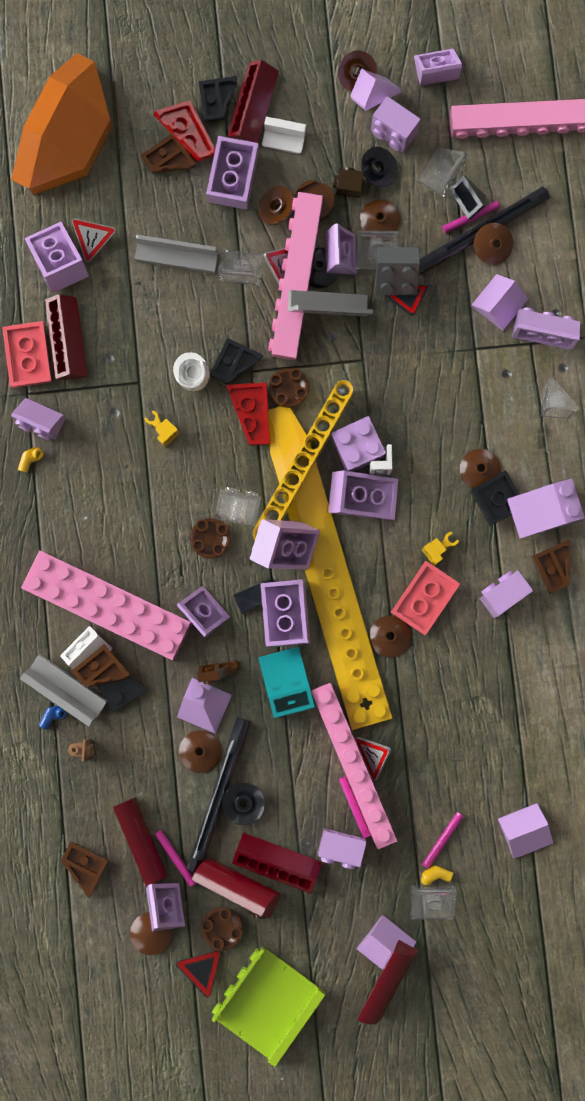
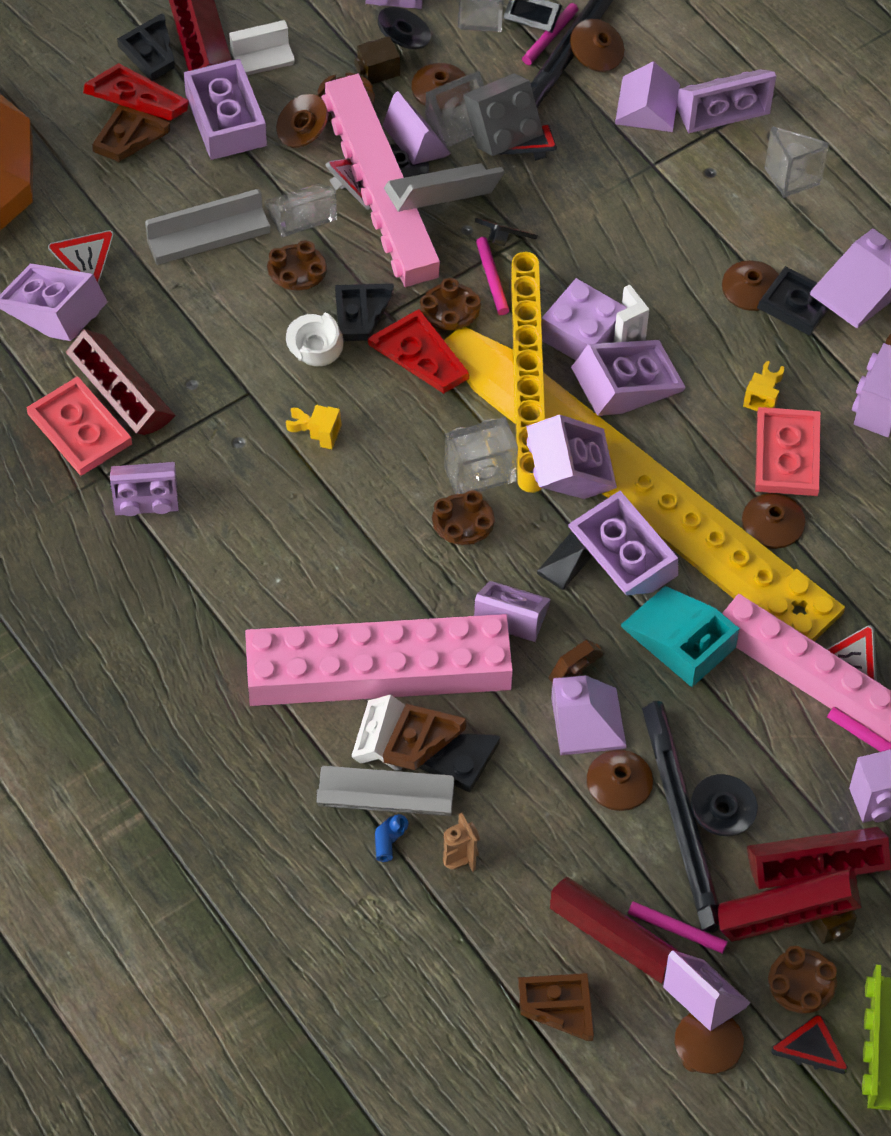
camera: 35 degrees left, 25 degrees down
(29, 457) = (157, 541): yellow arm -> none
(214, 310) = (297, 266): none -> reddish brown dish
(327, 378) = (492, 276): none -> dark pink bar
(350, 351) = (499, 233): none -> black piece

